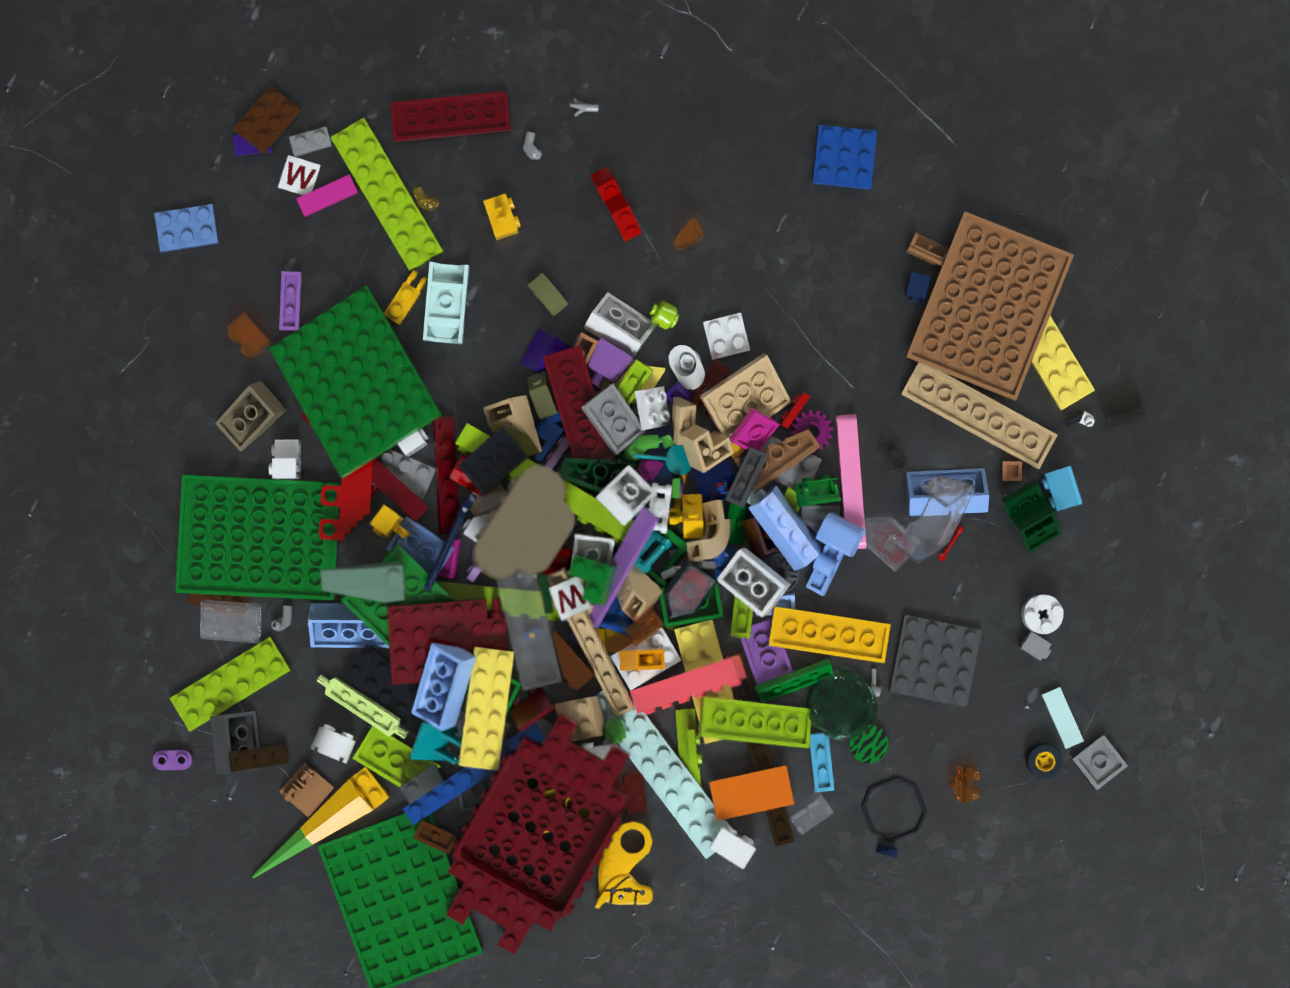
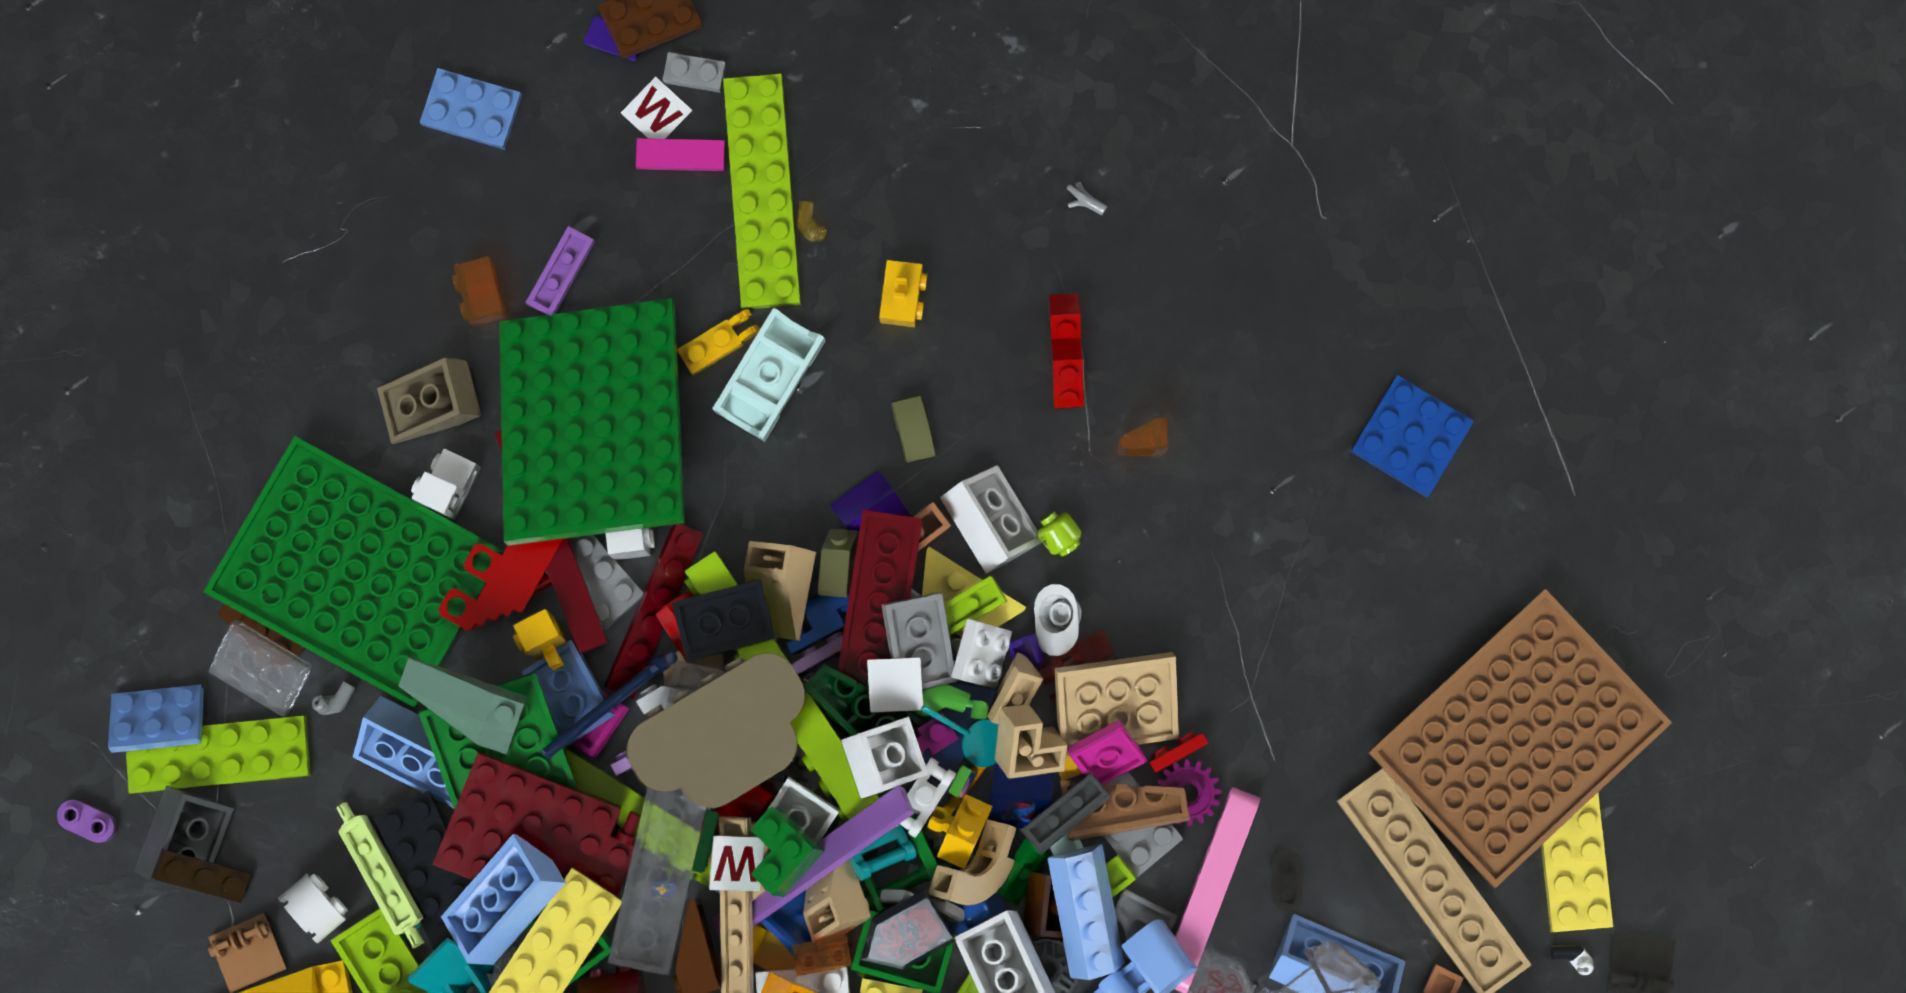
camera: 25 degrees right, 5 degrees down
(183, 680) = (156, 718): none -> medium blue plate
(450, 116) = (898, 127): dark red plate -> none
(529, 147) = (985, 220): light grey arm -> none
(608, 363) = (950, 563): medium lavender torso -> none
(611, 450) = (895, 684): none -> white sticker
(726, 336) = (1131, 604): white plate -> none
(817, 491) = (1155, 881): green hinge -> none
(917, 287) = (1429, 663): dark blue brick -> none
(927, 250) = (1468, 619): medium nougat hinge -> none

